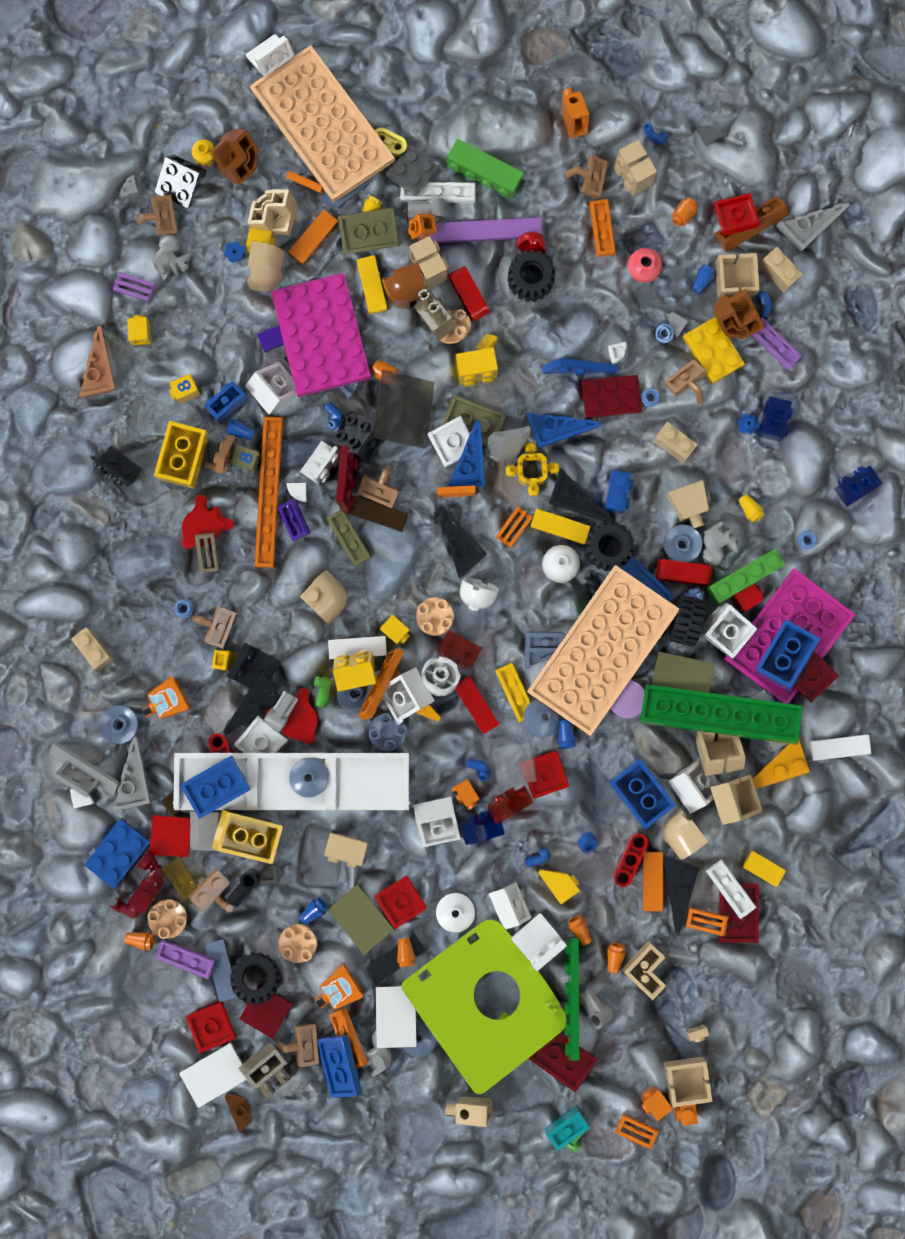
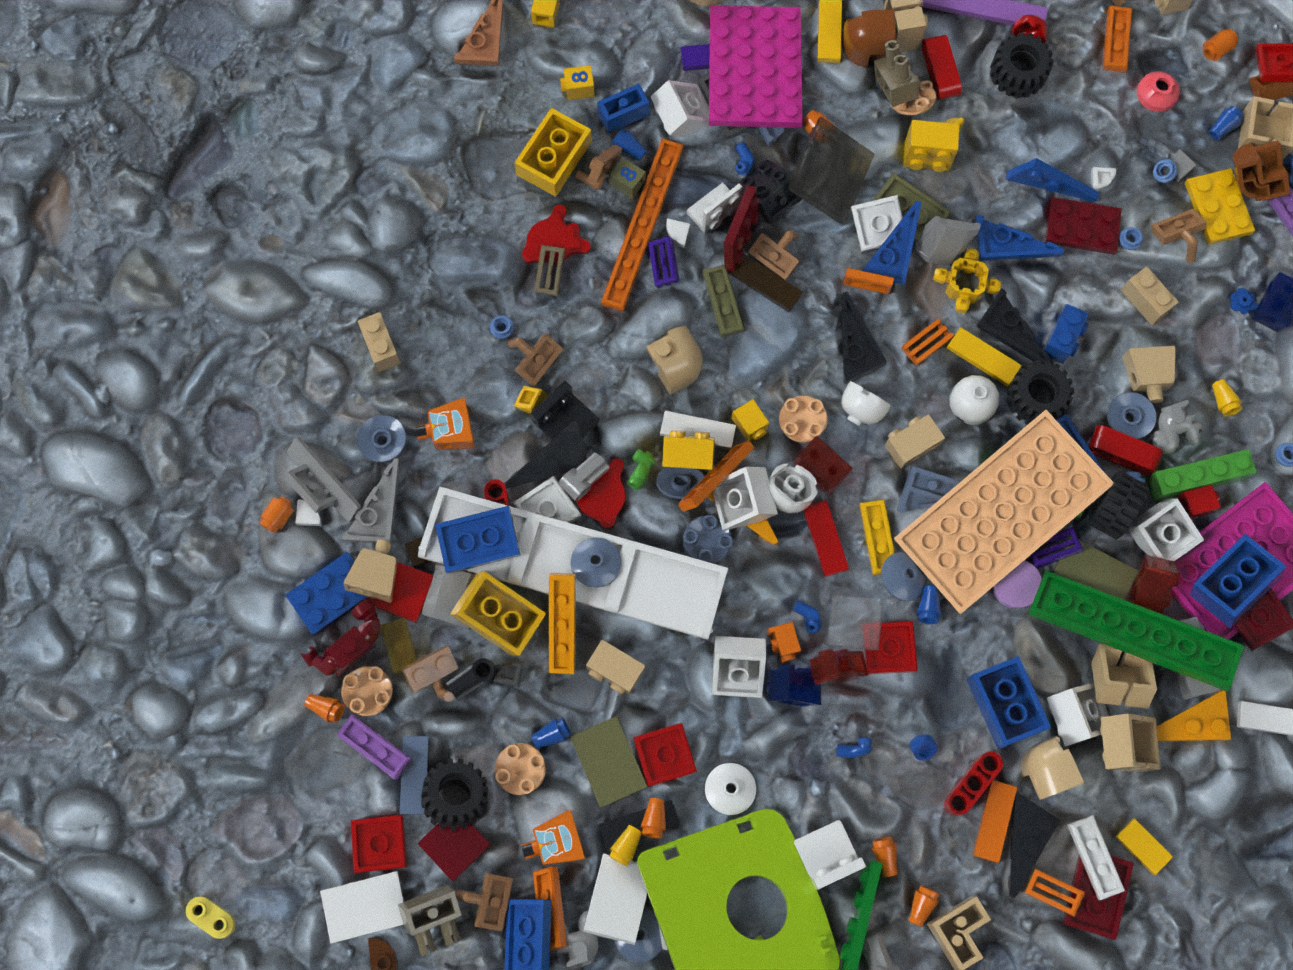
camera: 15 degrees right, 10 degrees down
(57, 806) = (276, 514): none -> orange brick
(105, 1112) = (209, 917): none -> light yellow plate
(119, 466) = (473, 145): black bracket -> none
(145, 831) = (373, 573): none -> tan torso
(297, 829) = (562, 623): none -> light orange plate
(390, 979) = (625, 846): none -> yellow cone
(510, 906) = (803, 799): white panel -> none
(523, 610) = (914, 441): none -> tan brick
(560, 884) = (874, 788): yellow slope -> none
(654, 660) = (1060, 555): none -> dark purple tile
(728, 674) = (1155, 583): none -> clear red brick

